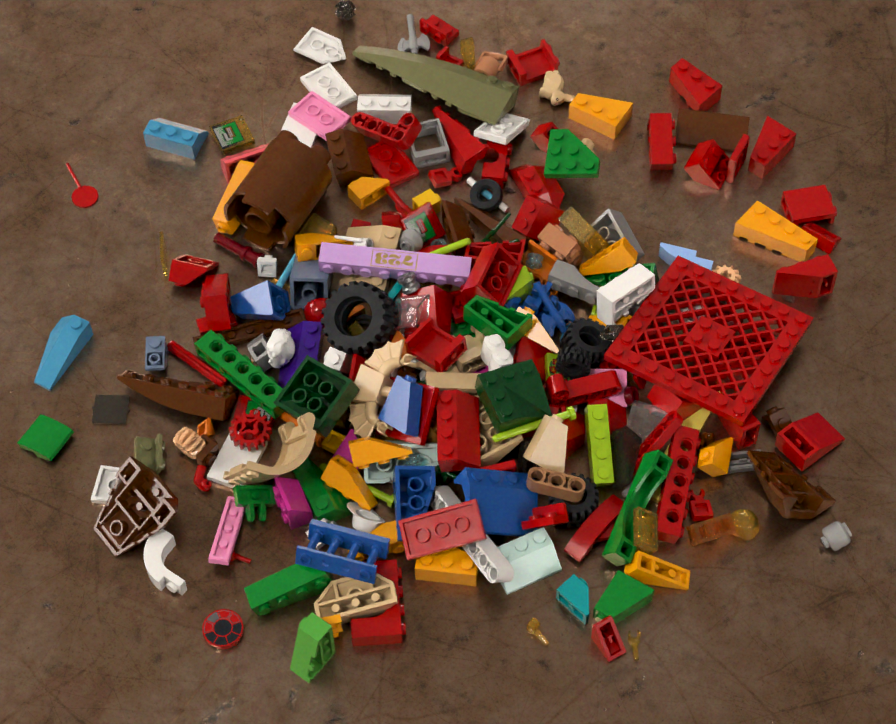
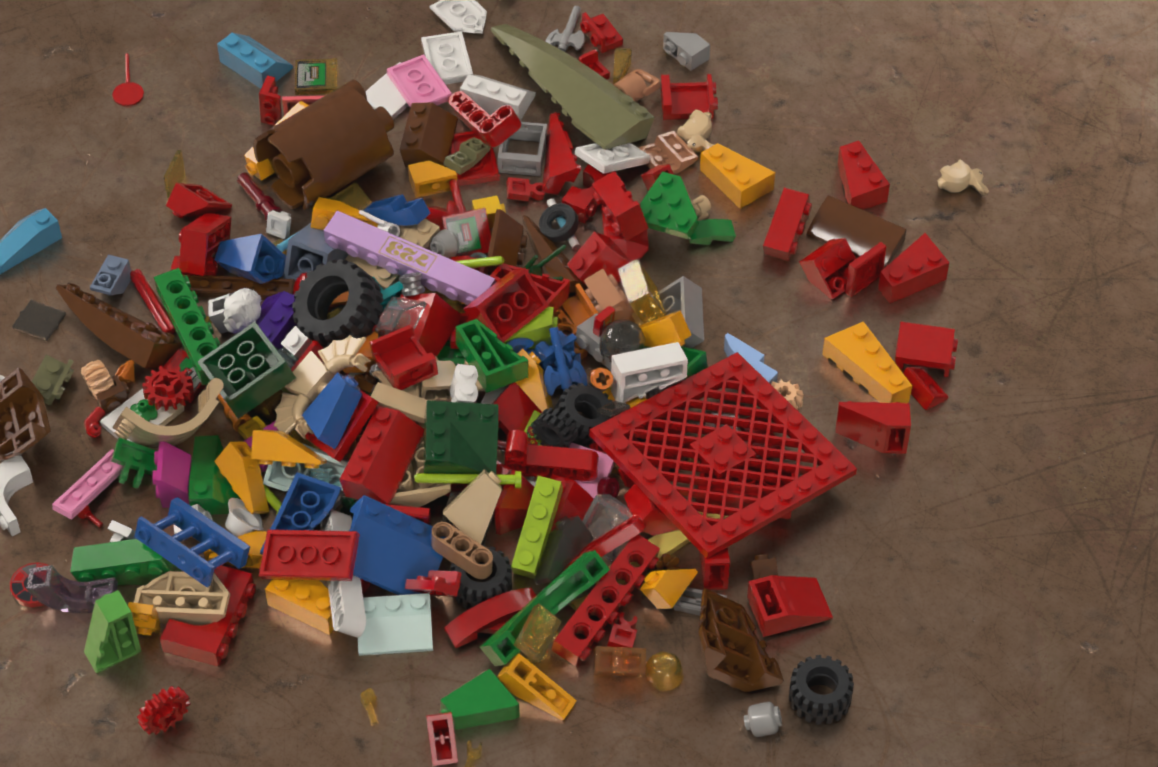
camera: 20 degrees right, 5 degrees down
(212, 169) = (270, 102): none -> red bracket
(237, 456) = (144, 410): none -> green plant
(262, 627) = (64, 594): none -> arch
(274, 563) = (120, 532): none -> white tile
(363, 226) = (398, 210): none -> blue slope
(385, 694) = (163, 710): none -> red gear
(388, 163) = (468, 155): none -> olive slope
(512, 23) = (687, 48): none -> light grey slope
(534, 260) = (573, 308): clear light blue bush -> none
(535, 167) = (619, 206): none -> red wedge
(540, 111) = (670, 150): none -> nougat slope
(569, 263) = (603, 319): none -> red tile
(575, 597) = (430, 682): teal slope -> none
(588, 310) = (605, 379): none -> orange pin
(590, 275) = (620, 338): none -> clear smoke cylinder
(609, 162) = (713, 230): none -> green slope
(766, 62) = (960, 176): none -> tan animal
(872, 485) = (821, 672): none -> black tyre

